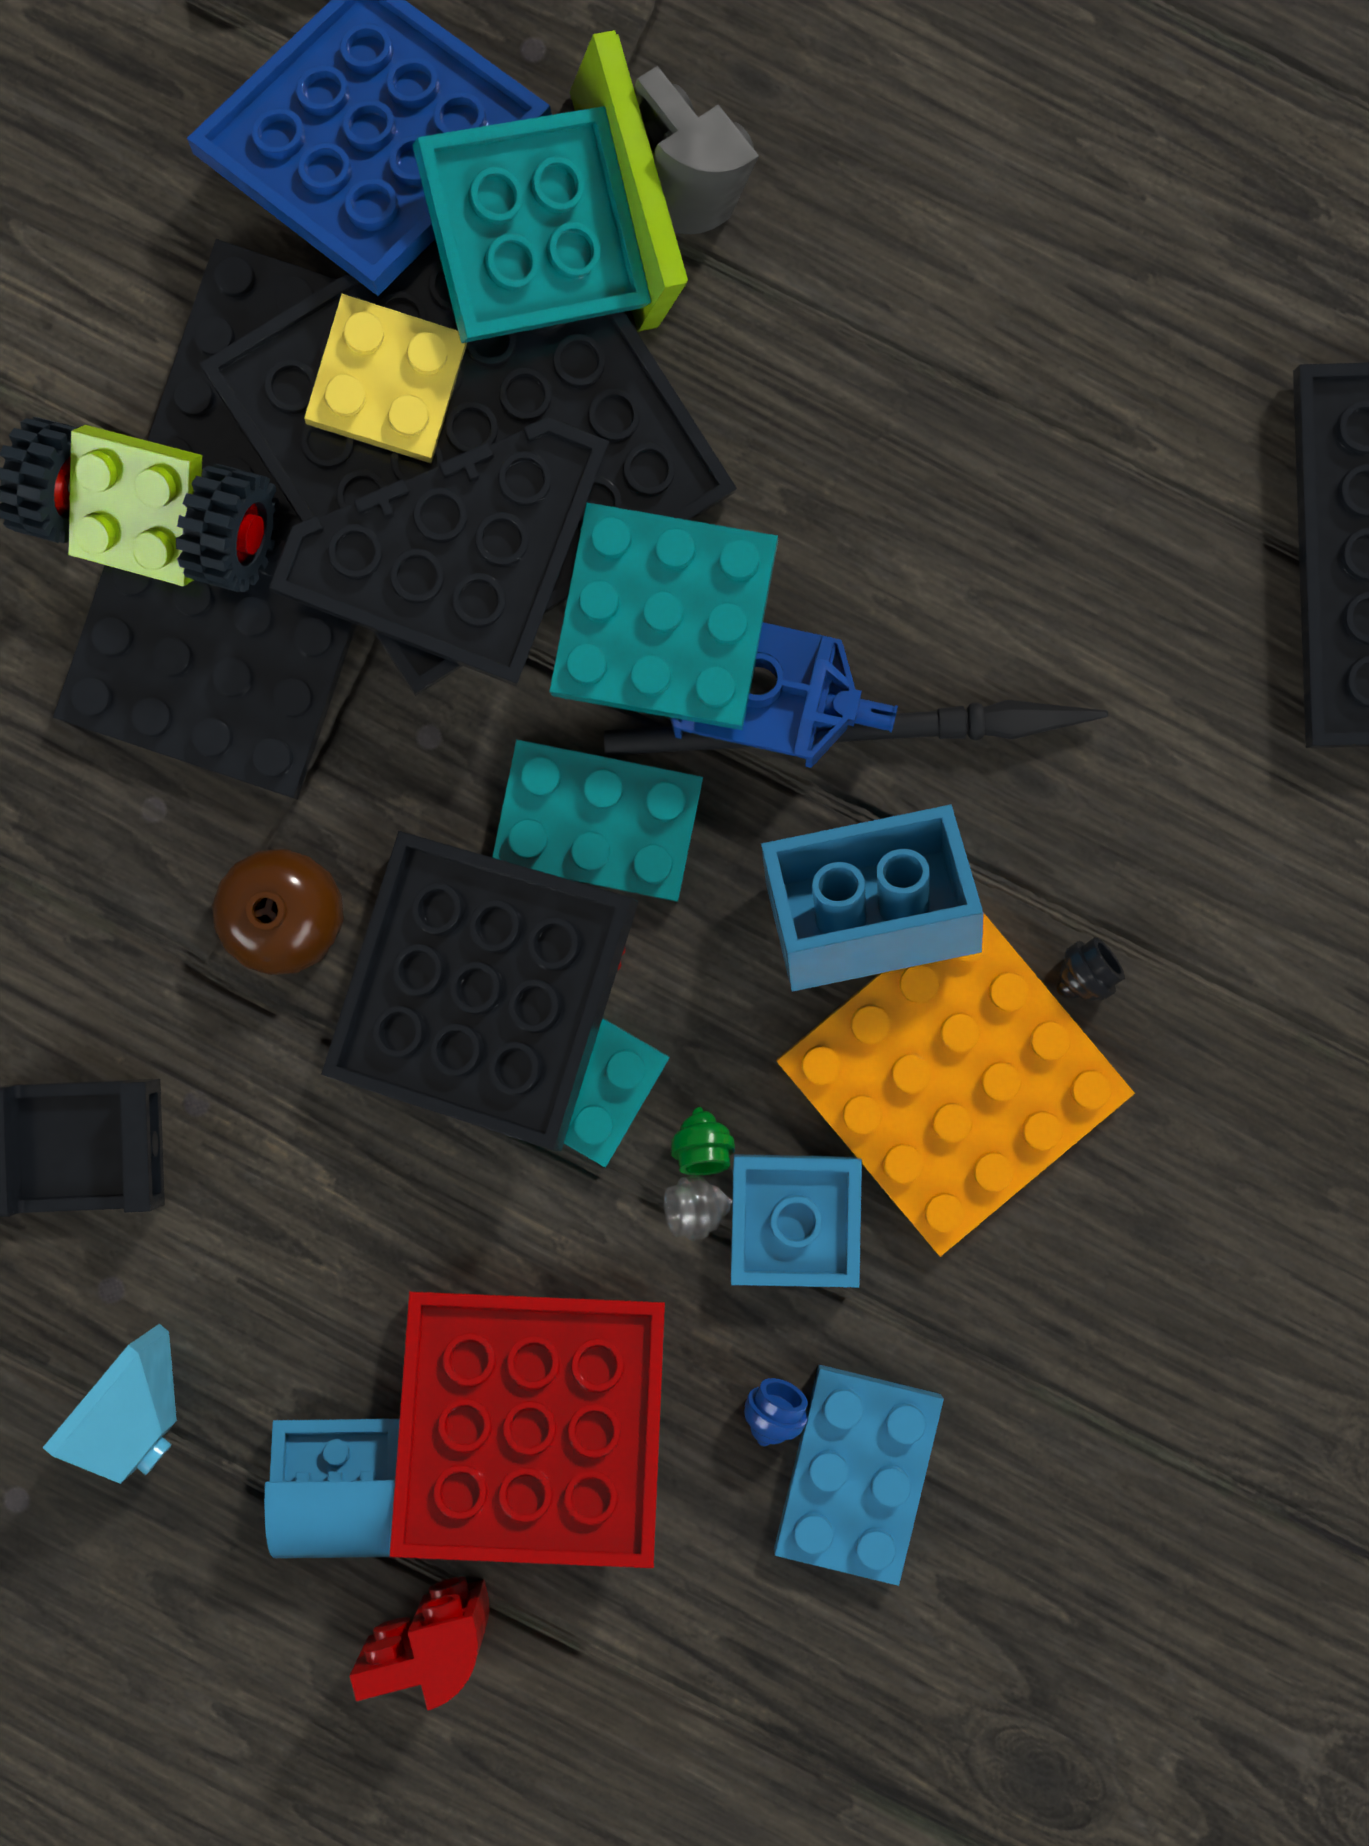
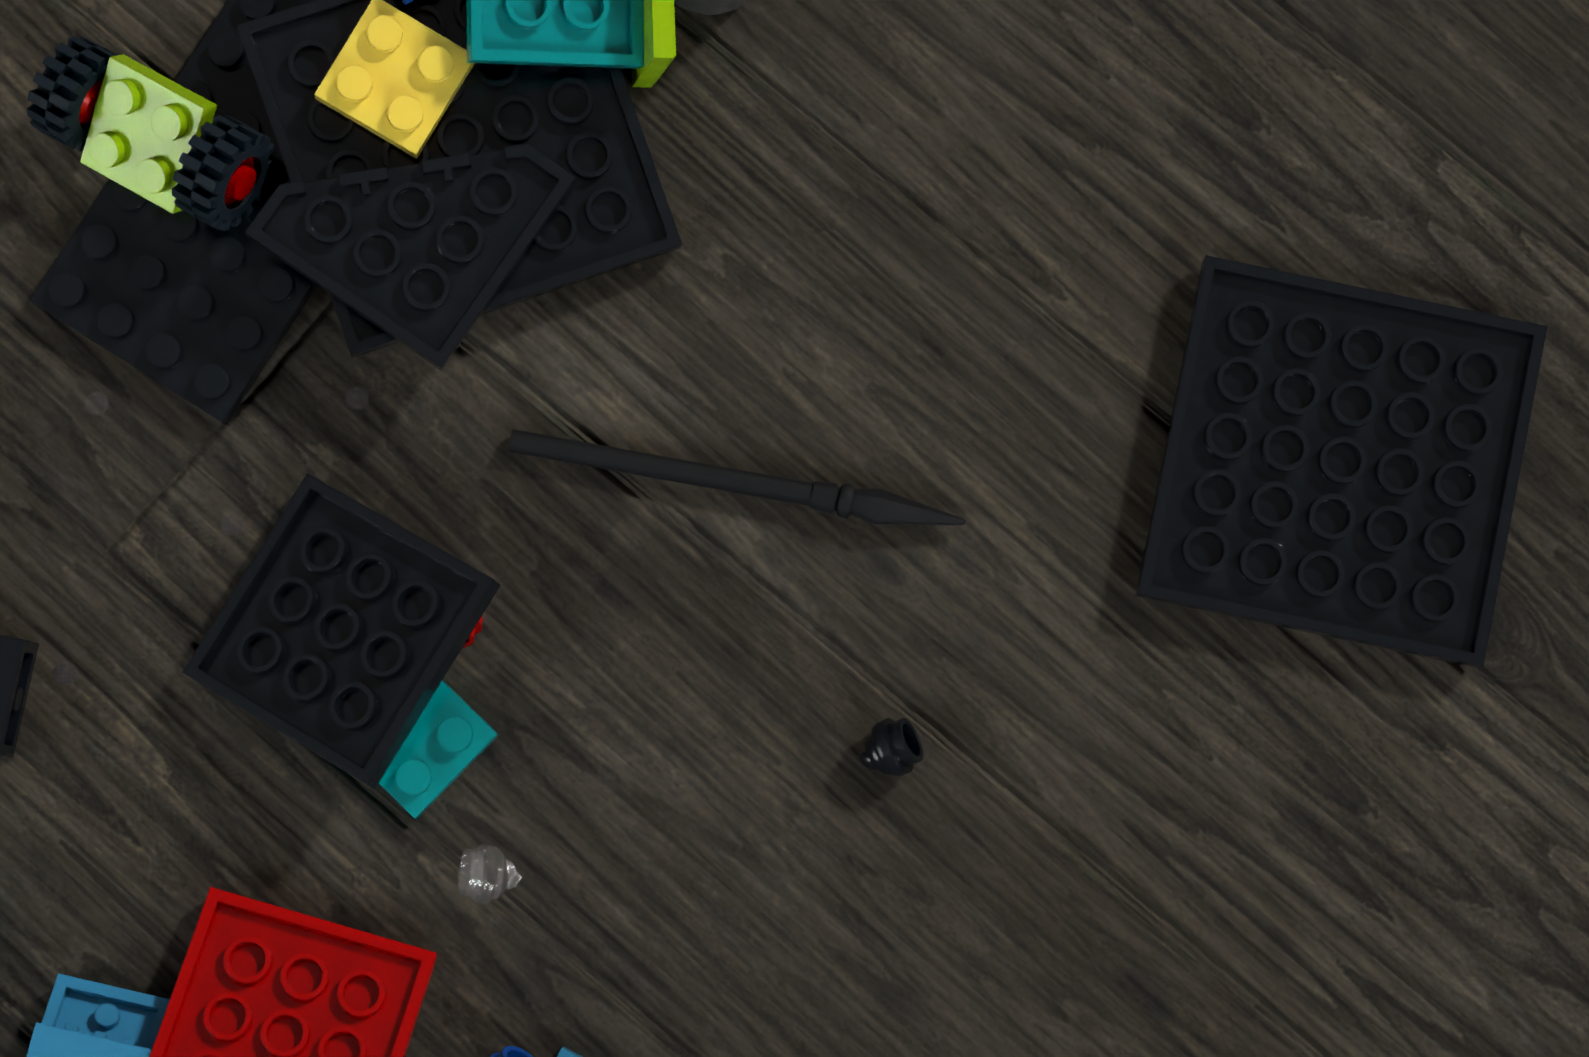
camera: 10 degrees right, 5 degrees down
(306, 917) = (200, 537): reddish brown cylinder -> none
(598, 820) = (488, 507): teal plate -> none
(664, 616) = (586, 340): teal plate -> none
(702, 1145) = (506, 819): green plate -> none
(796, 1221) = (573, 908): dark azure plate -> none
(807, 705) = (688, 455): blue plate -> none
(873, 897) = (707, 632): dark azure brick -> none
(955, 1084) = (748, 814): light orange plate -> none

